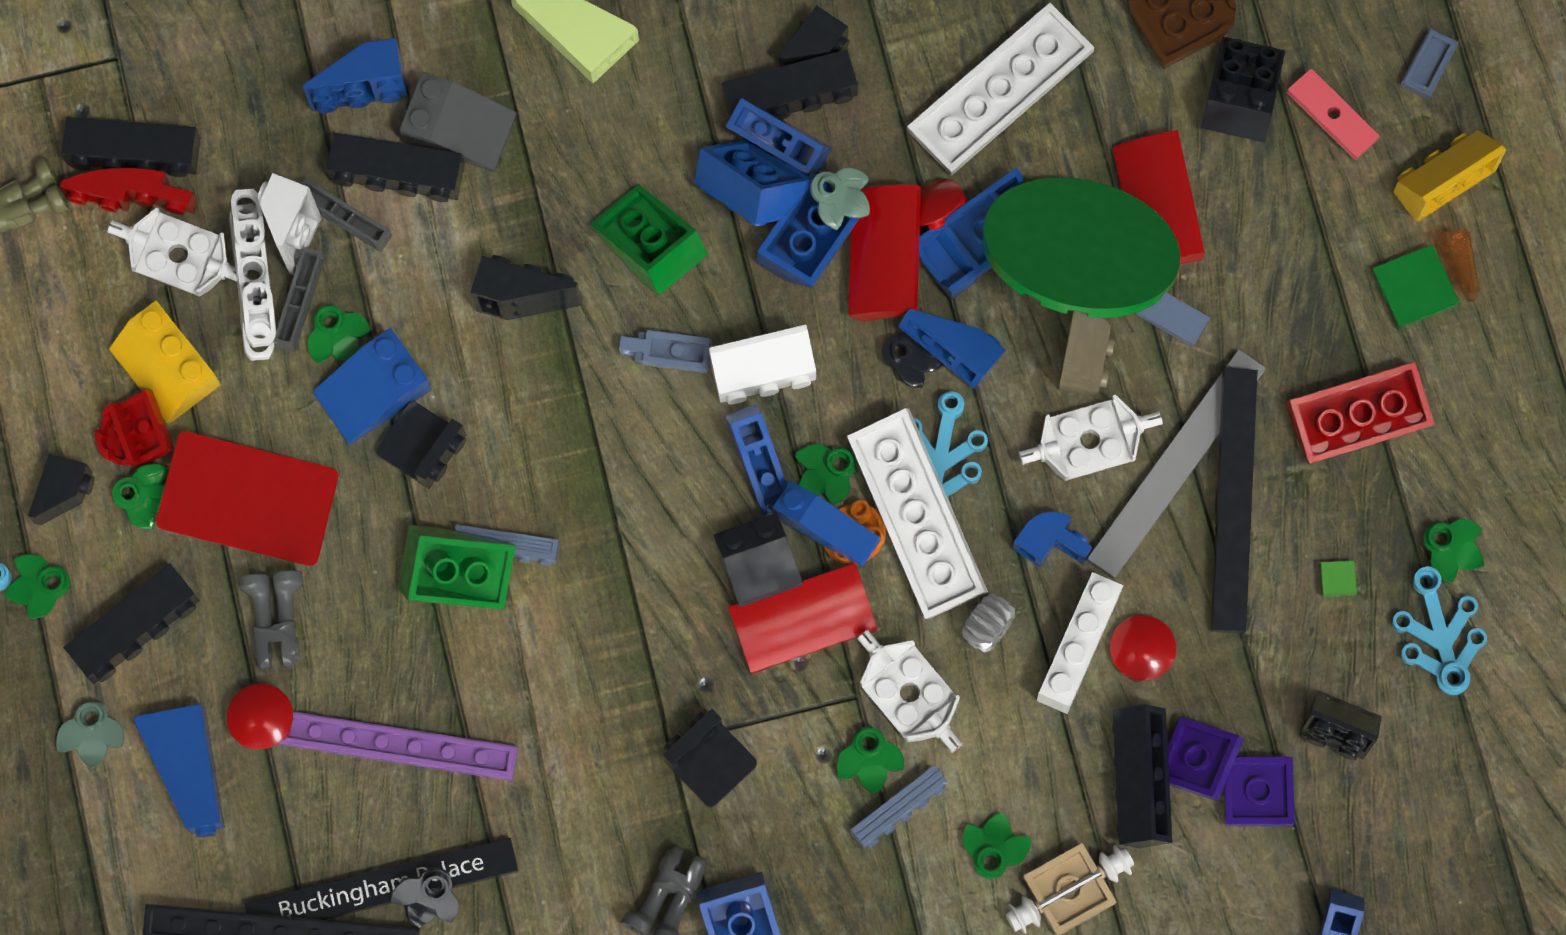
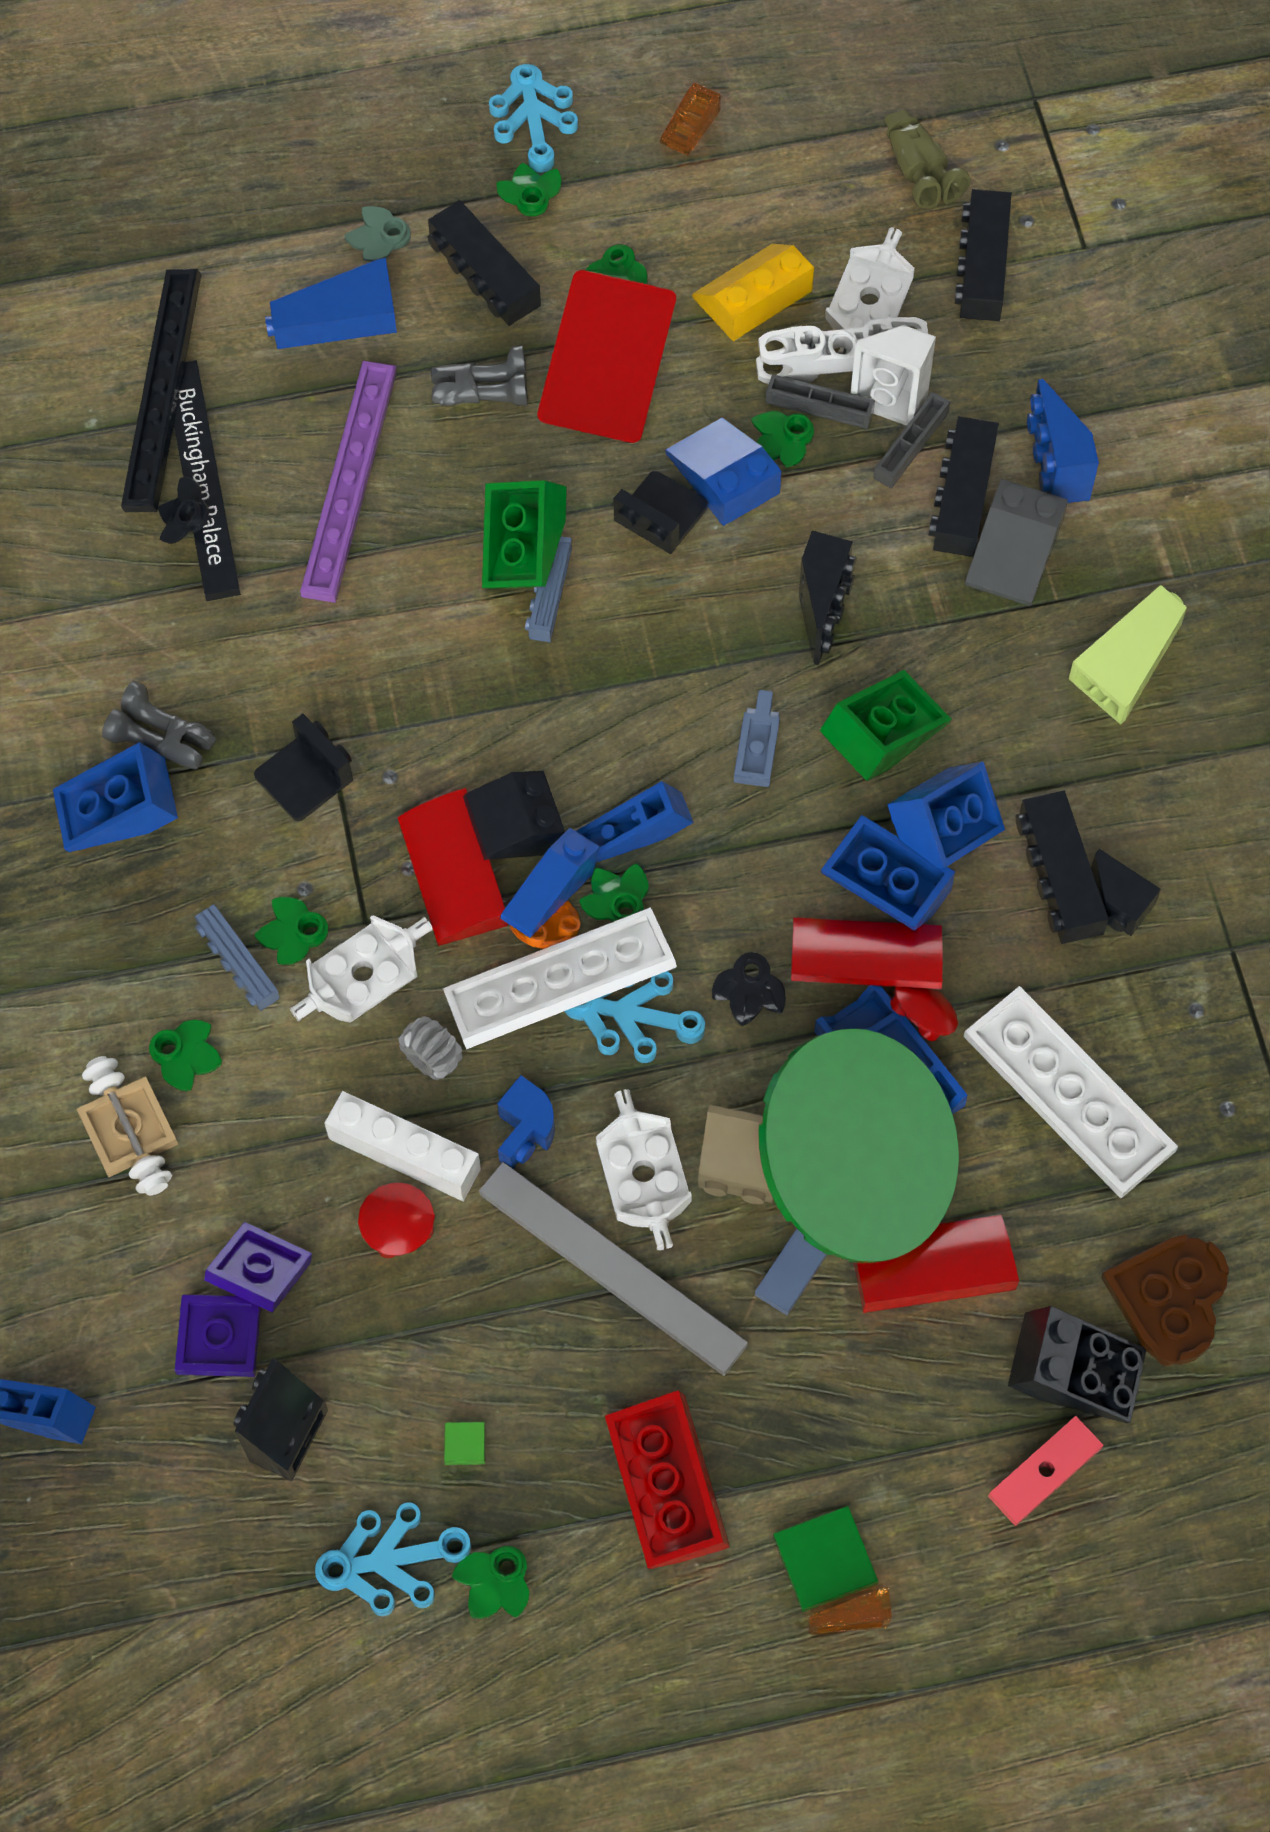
camera: 90 degrees right, 10 degrees down
(60, 488) = (625, 201): black slope -> none
(119, 186) = (937, 253): red slope -> none
(133, 431) = (682, 261): red slope -> none
(260, 716) = (380, 368): red dish -> none
(763, 364) = (735, 827): white slope -> none
(779, 137) = (998, 850): blue slope -> none
(845, 196) = (923, 901): sand green plate -> none
(958, 346) = (752, 1033): blue slope -> none
(1142, 776) = (242, 1203): black brick -> none
(1234, 501) = (564, 1326): black tile -> none
(1429, 64) = (1117, 1597): sand blue tile -> none
(1448, 173) = (966, 1601): yellow slope -> none

